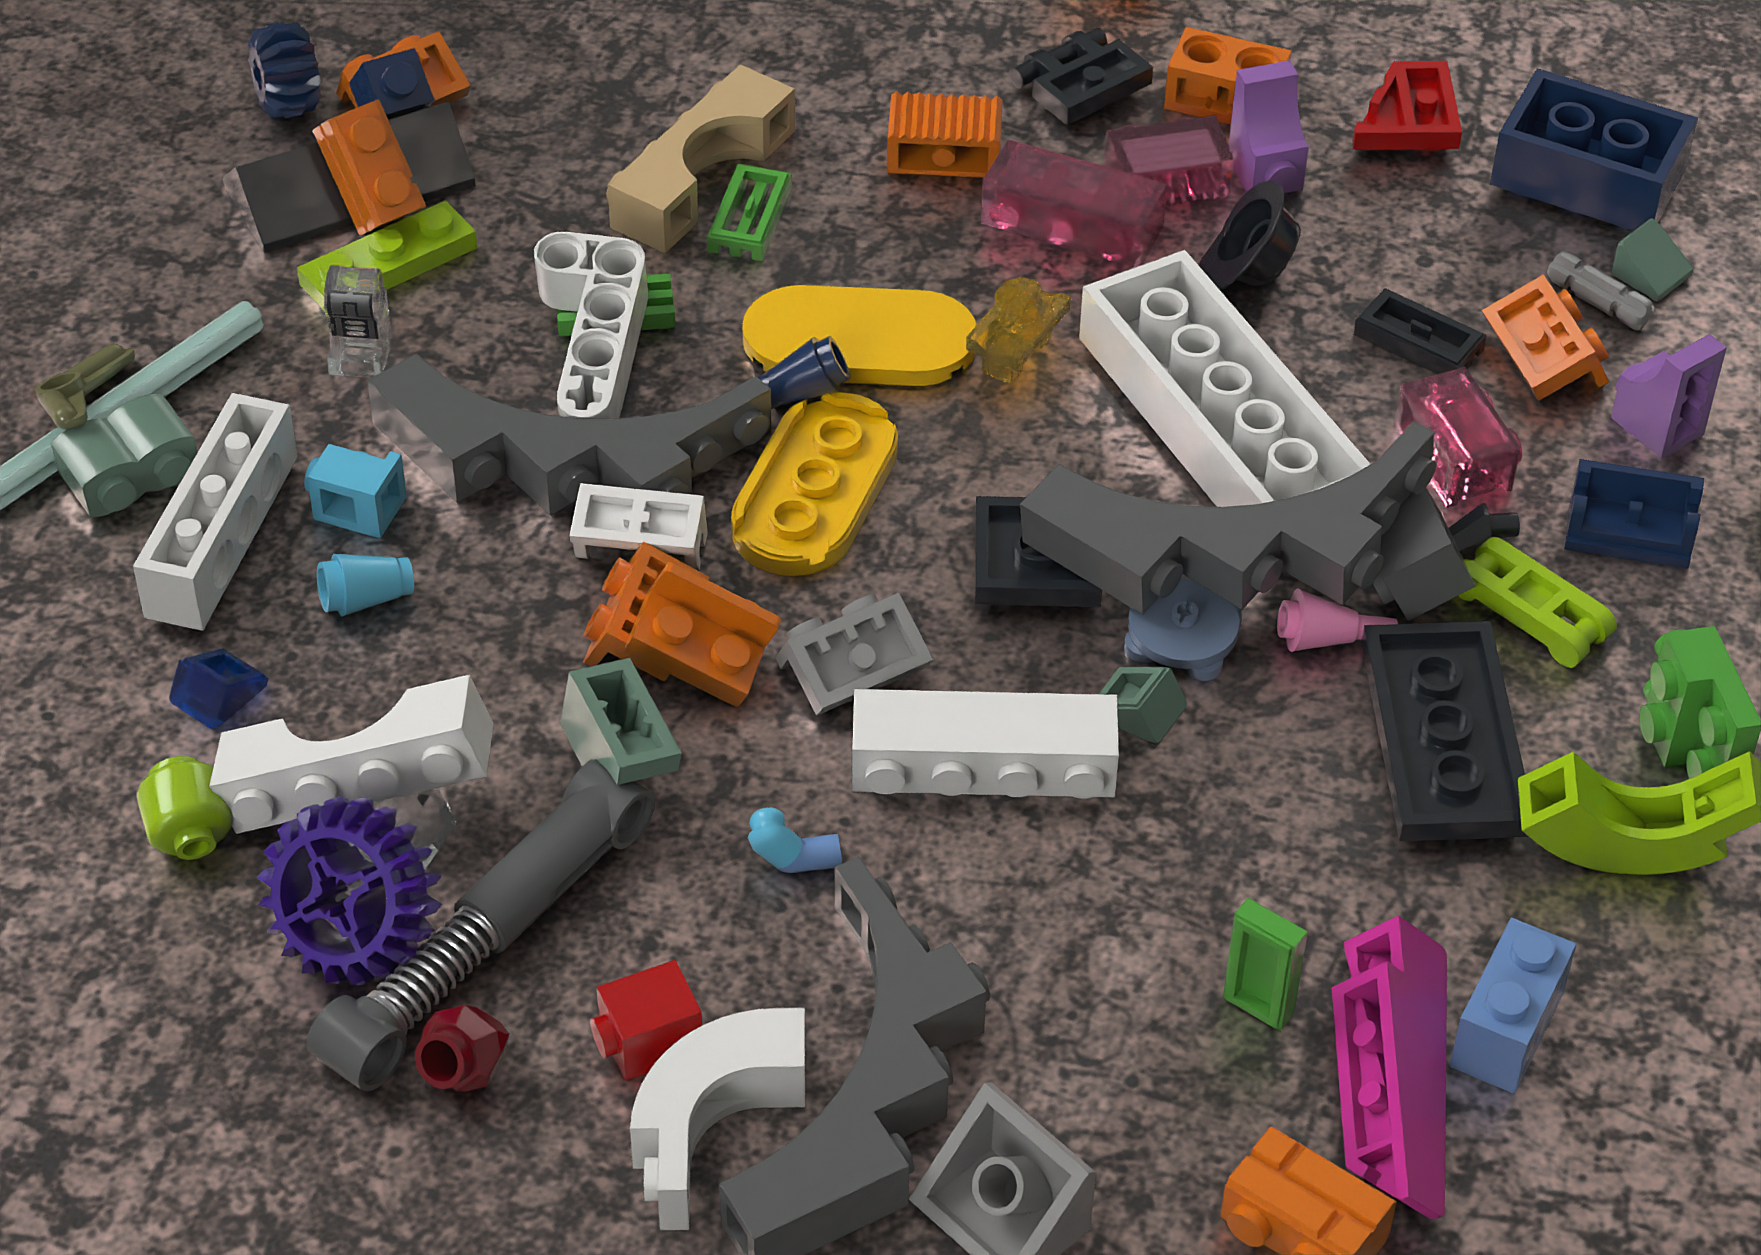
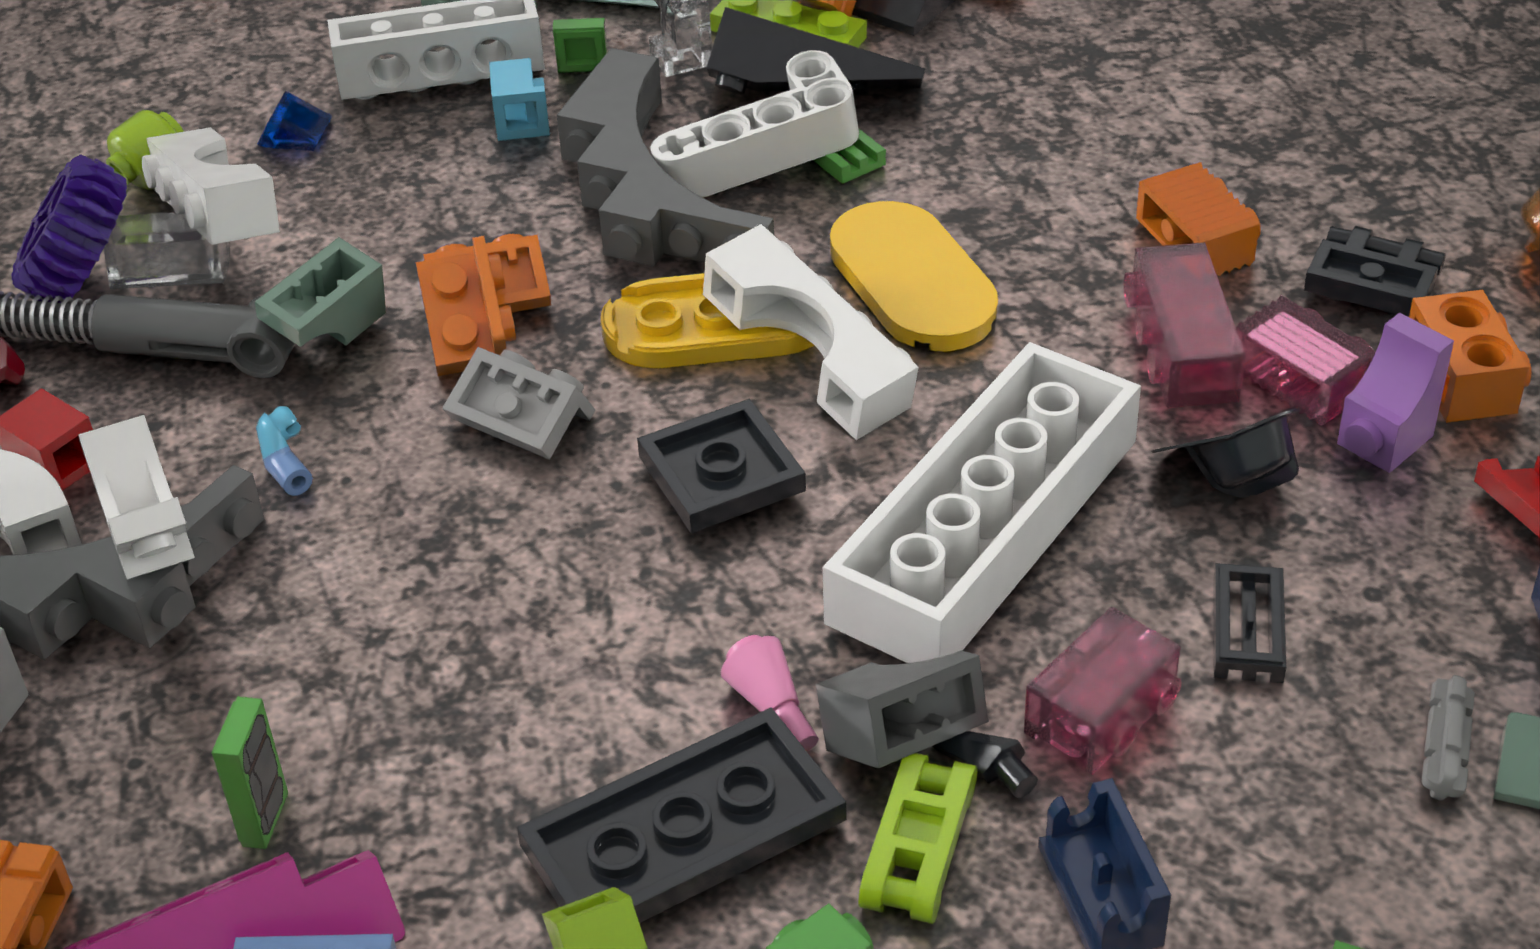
camera: 65 degrees right, 5 degrees down
(307, 404) = (579, 44): none -> bright green tile
(362, 581) = (426, 139): medium azure cone -> none
(478, 279) = (756, 51): none -> black wedge
(629, 516) = (569, 236): white hinge -> none
(737, 119) = (1092, 108): tan arch -> none
(742, 239) = (1008, 165): bright green tile -> none
(807, 373) = (825, 251): dark blue cone -> none
(904, 939) = (136, 497): none -> white arch
(985, 743) = (456, 517): white brick -> none
(992, 413) = (766, 285): none -> white arch
(1016, 327) = (978, 341): clear yellow hips -> none
(1144, 546) = (807, 601): dark grey arch -> none
(1146, 700) = (588, 603): sand green slope -> none
(1185, 631) = (704, 595): sand blue piece -> none
(1544, 338) = (1322, 716): orange bracket -> none
(1669, 396) = (1299, 838): medium lavender arch -> none

